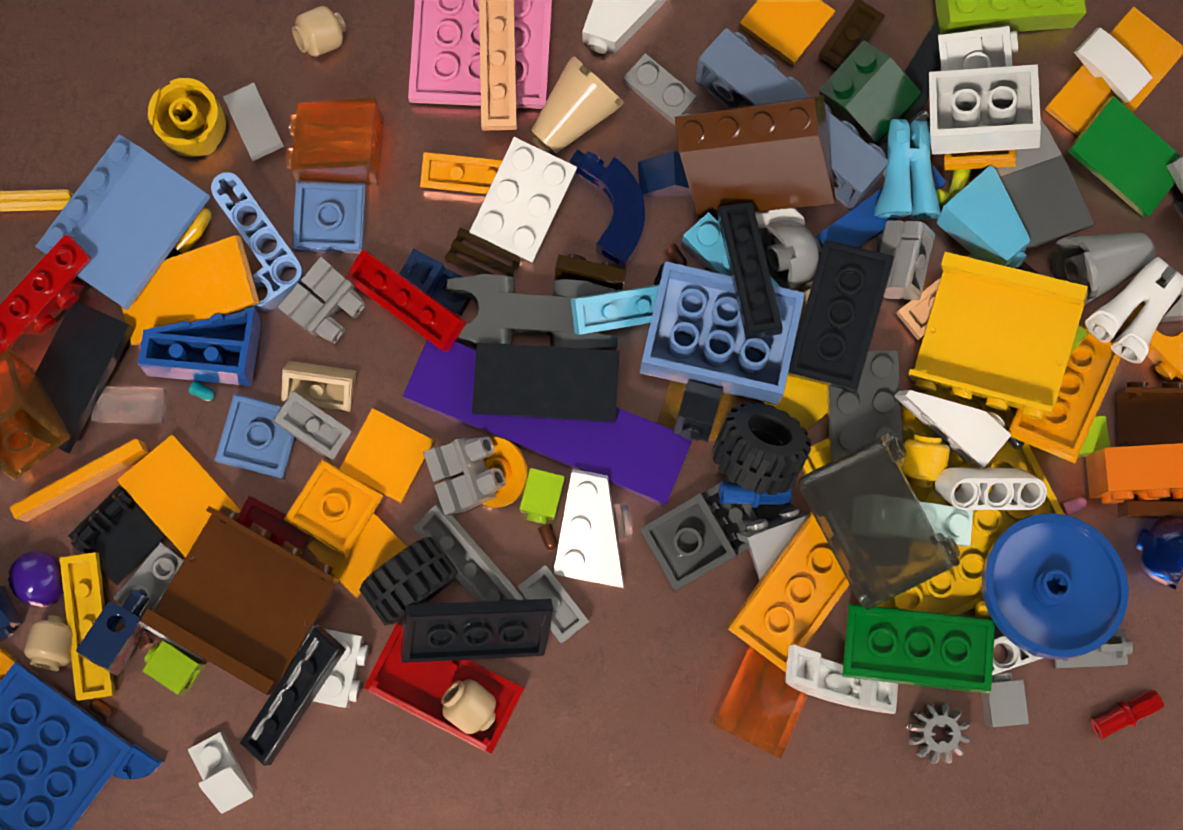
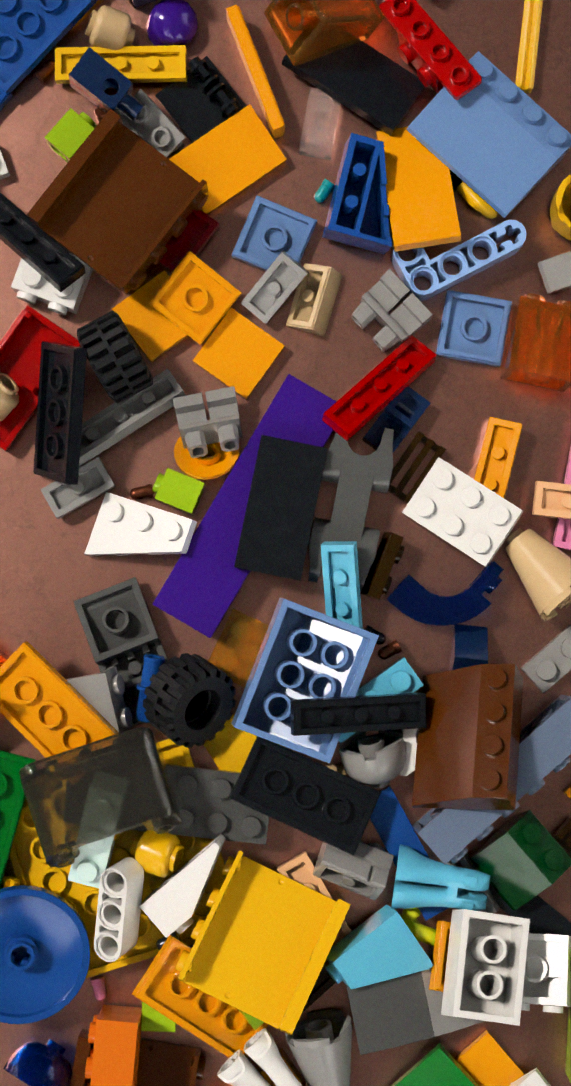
camera: 90 degrees right, 5 degrees up
(622, 521) = (145, 562): clear tile -> none
(697, 411) = (232, 645): black brick -> none

